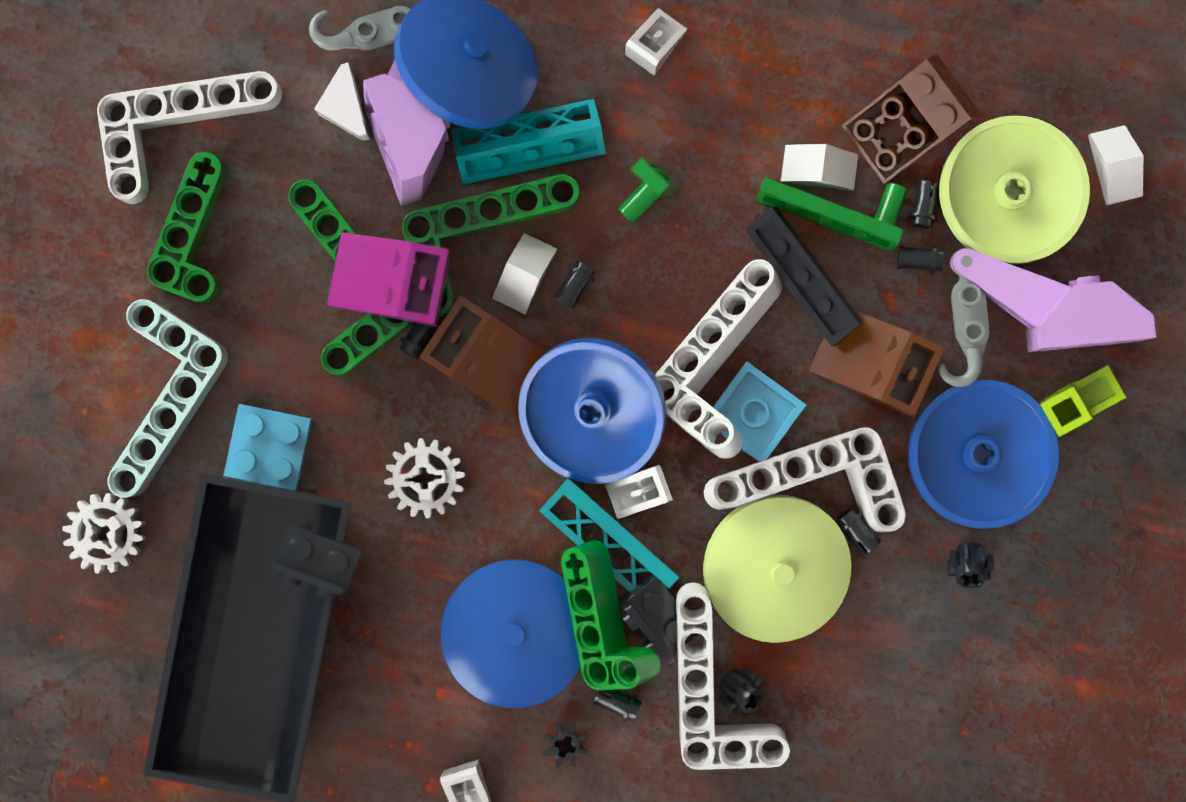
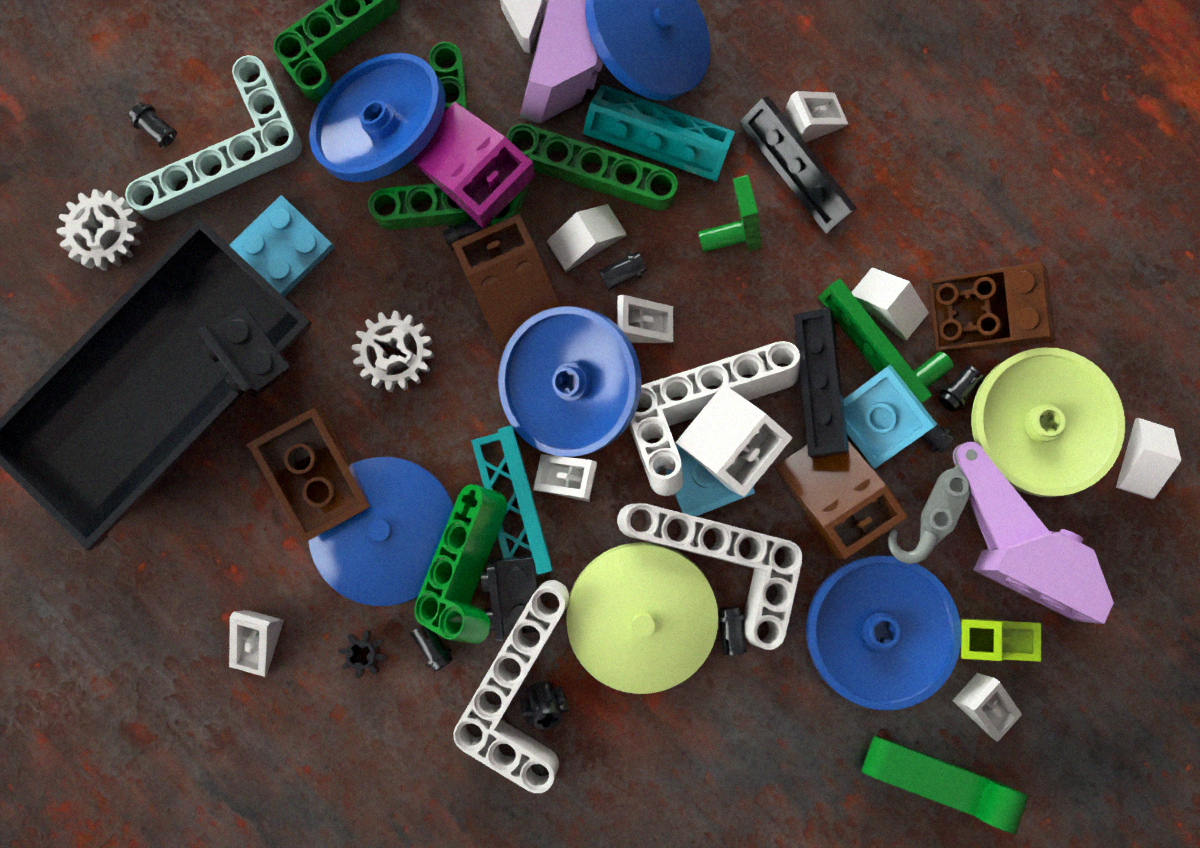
camera: 30 degrees right, 5 degrees down
(85, 413) = (145, 118): none -> black pin
(282, 286) = (377, 117): none -> blue dish
(425, 625) = (310, 473): none -> reddish brown slope
(621, 316) = (645, 320): none -> white slope
(666, 96) = (797, 164): none -> black plate
(762, 375) = (734, 440): none -> white slope
(875, 272) = (884, 417): none -> medium azure plate
(970, 565) = (812, 722): black gear -> none
(1107, 459) = (988, 705): none -> white slope
(1107, 545) = (945, 784): none -> green beam

